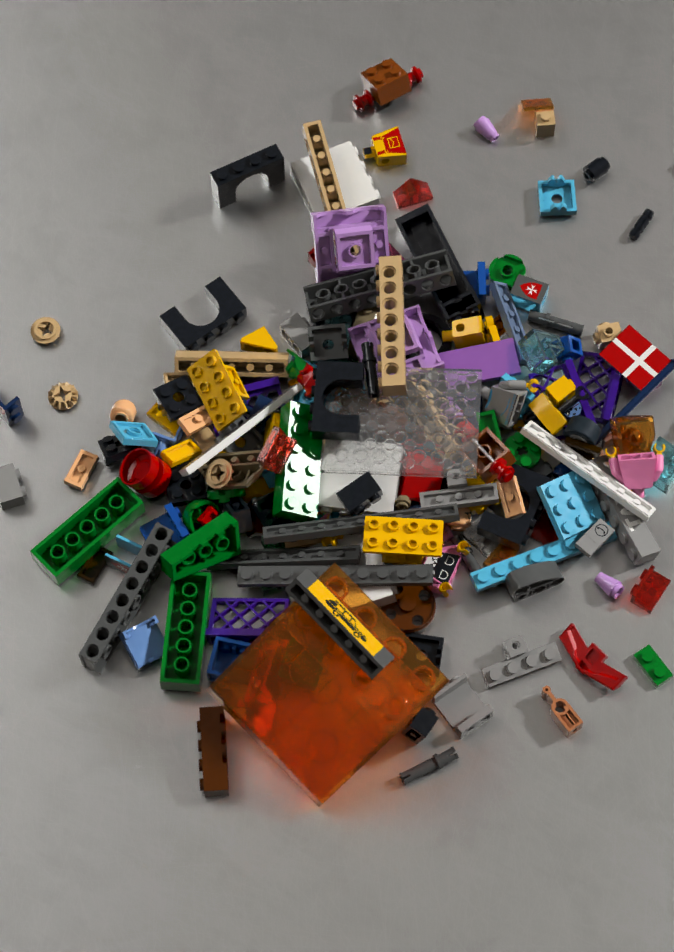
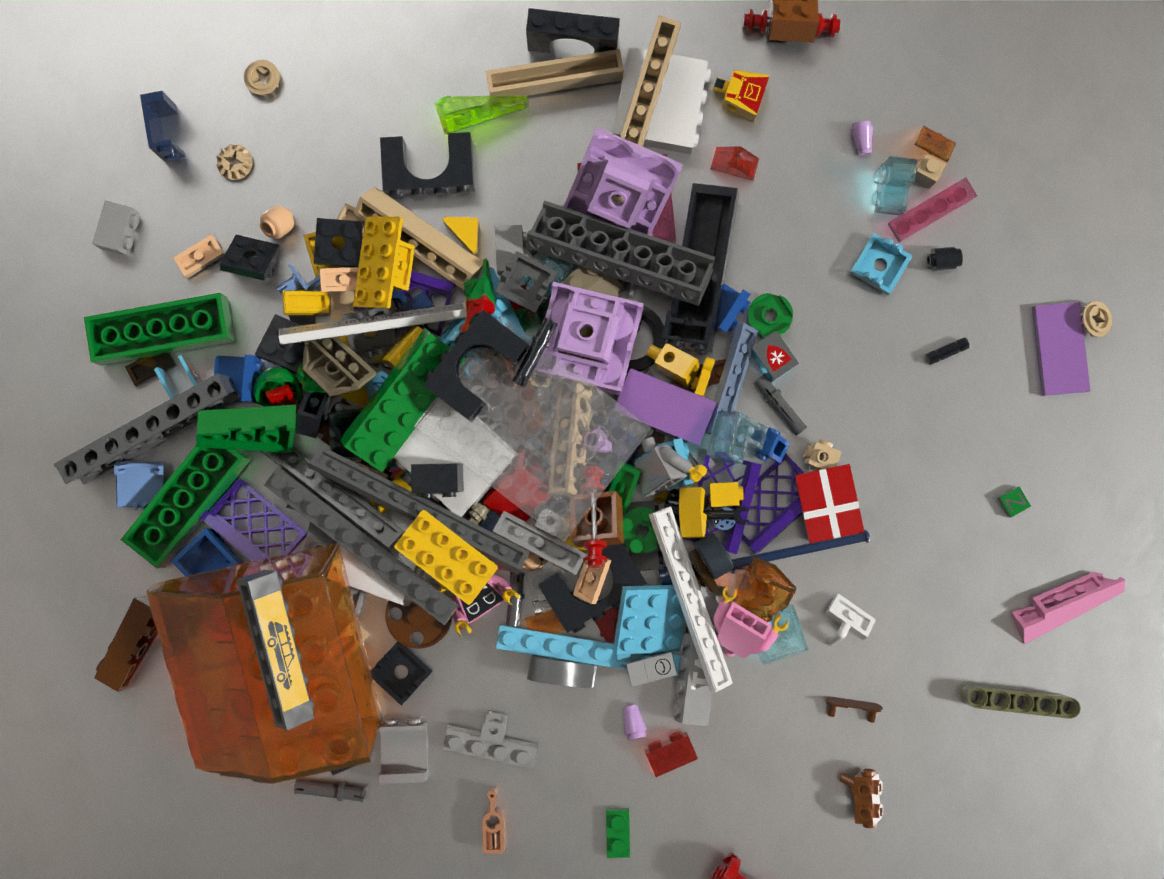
camera: 30 degrees right, 20 degrees up
(133, 433) = (266, 255): medium azure tile -> none
(145, 473) = (250, 305): red wheel -> none
(210, 264) = (467, 111): none -> clear neon green wedge
(214, 470) = (305, 365): tan gear -> none
(252, 209) = (556, 74): none -> tan brick
(276, 451) = (375, 382): clear red bracket -> none
(391, 384) = (630, 244): tan brick -> none
(528, 145) = (893, 184): none -> clear light blue brick
(565, 145) = (932, 209): none -> clear pink plate
(590, 659) = (560, 788): red plate -> none

